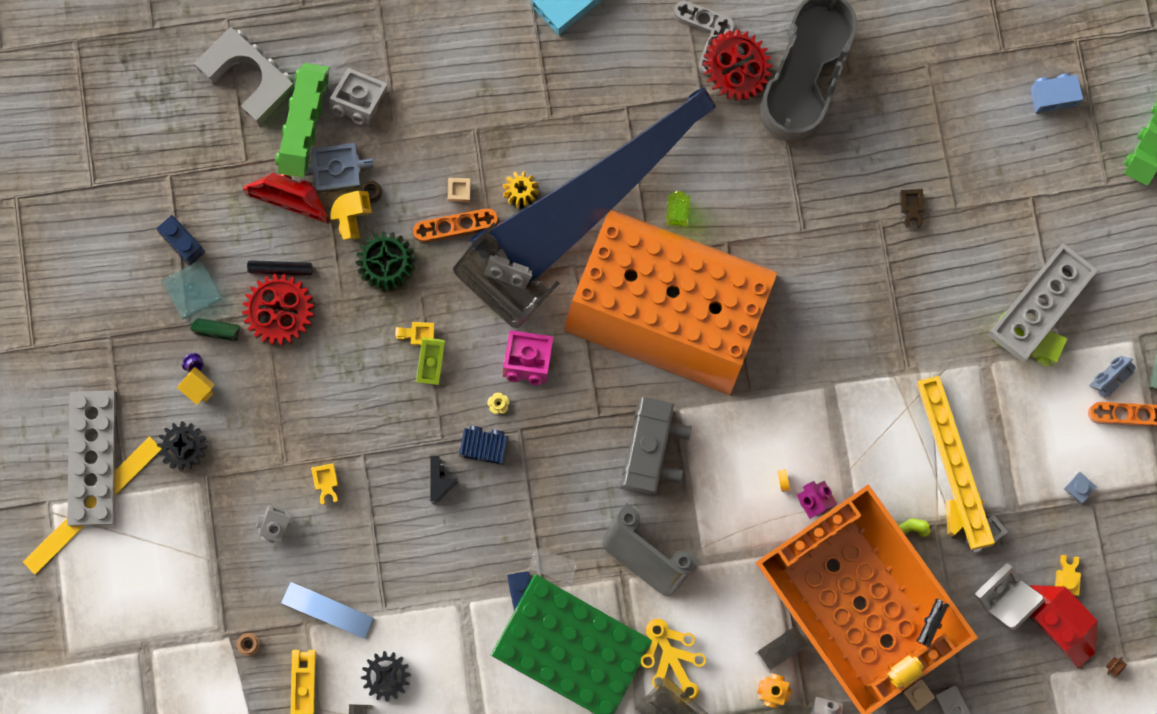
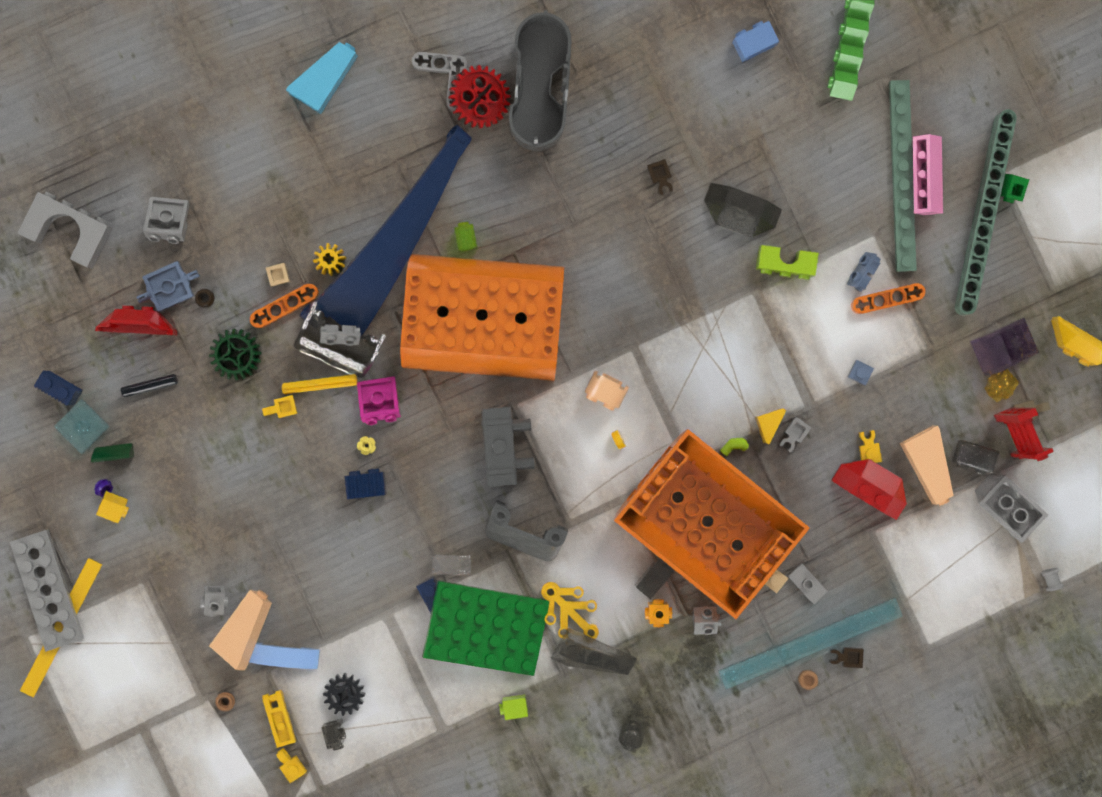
camera: 20 degrees left, 10 degrees up
(172, 445) = (119, 566): black gear -> none
(283, 290) = (157, 405): red gear -> none
(295, 566) = (242, 630): none -> light nougat slope
(301, 124) = (125, 255): bright green brick -> none
(325, 480) = (244, 551): yellow plate -> none
(347, 209) = (189, 320): yellow brick -> none
(430, 361) = (299, 428): lime plate -> none
(439, 486) = (337, 529): black slope -> none
(467, 320) = (319, 384): none -> yellow axle
(786, 419) = (606, 390): none -> light nougat brick
(816, 498) = (649, 447): magenta brick -> none
(905, 672) = (759, 574): yellow brick -> none
(932, 623) = (770, 528): black pin -> none
(955, 463) = (754, 385): yellow plate -> none
(990, 267) = (741, 210): none -> clear smoke wedge
(1008, 597) = (826, 482): light grey bracket -> none
(1048, 315) = (797, 240): light grey plate -> none
(1116, 666) = (925, 510): reddish brown plate -> none
(1133, 613) = (929, 462): none -> light nougat slope

